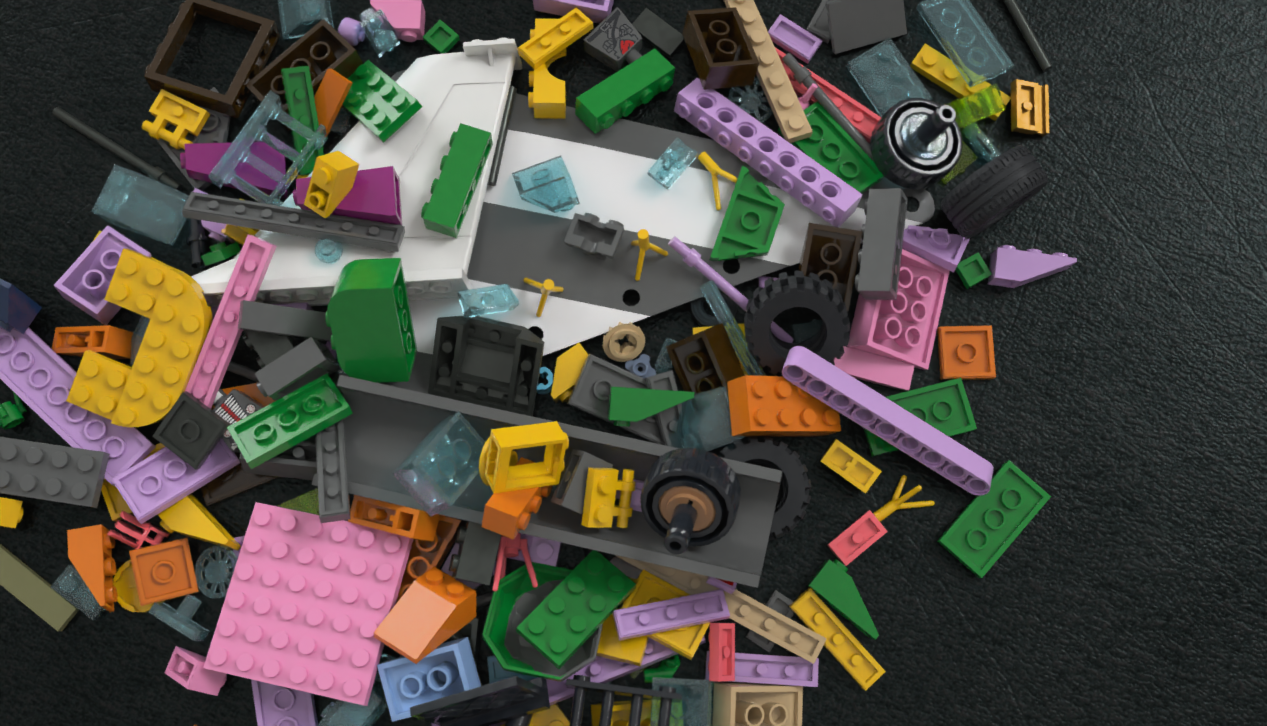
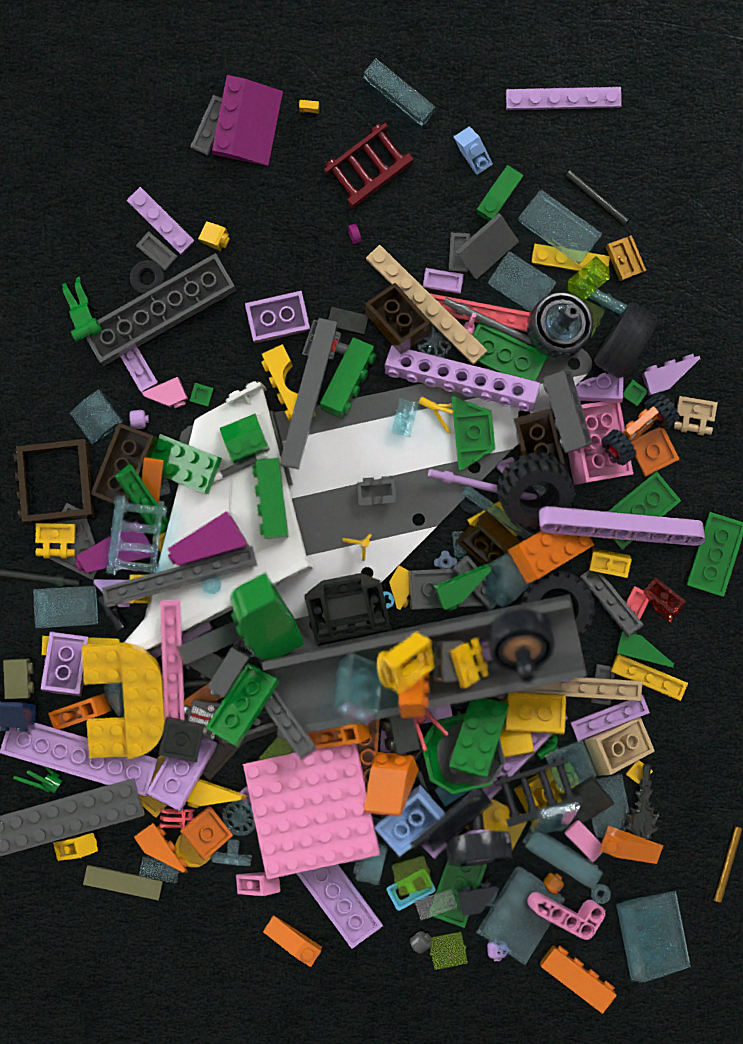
camera: 20 degrees left, 10 degrees up
(40, 266) = (17, 678): none -> olive brick
(220, 252) = (133, 614): green plate -> none
(330, 182) = (194, 543): yellow slope -> none
(378, 31) = (160, 413): clear light blue hips -> none
(432, 128) = (239, 466): none -> dark grey bar
(461, 100) = (244, 438): none -> green slope
(487, 300) = (327, 566): clear light blue slope -> none
(547, 185) = (327, 471): clear light blue slope -> none
(555, 38) = (284, 364): yellow tile -> none
(566, 82) = (308, 393): none -> dark grey tile
(628, 350) = (432, 553): tan gear -> none
(644, 245) = (413, 484): yellow plant -> none
(670, 614) = (539, 712): lavender tile -> none
(722, 652) = (580, 719): coral plate -> none
(832, 517) = (612, 602): none -> dark grey tile
(876, 369) = (599, 490): bright pink tile -> none
(897, 503) = (651, 572): yellow plant -> none
(902, 545) = (664, 599): none -> clear red slope
(995, 301) = (619, 444): none -> black plate
(1044, 326) = (695, 409): none -> tan plate

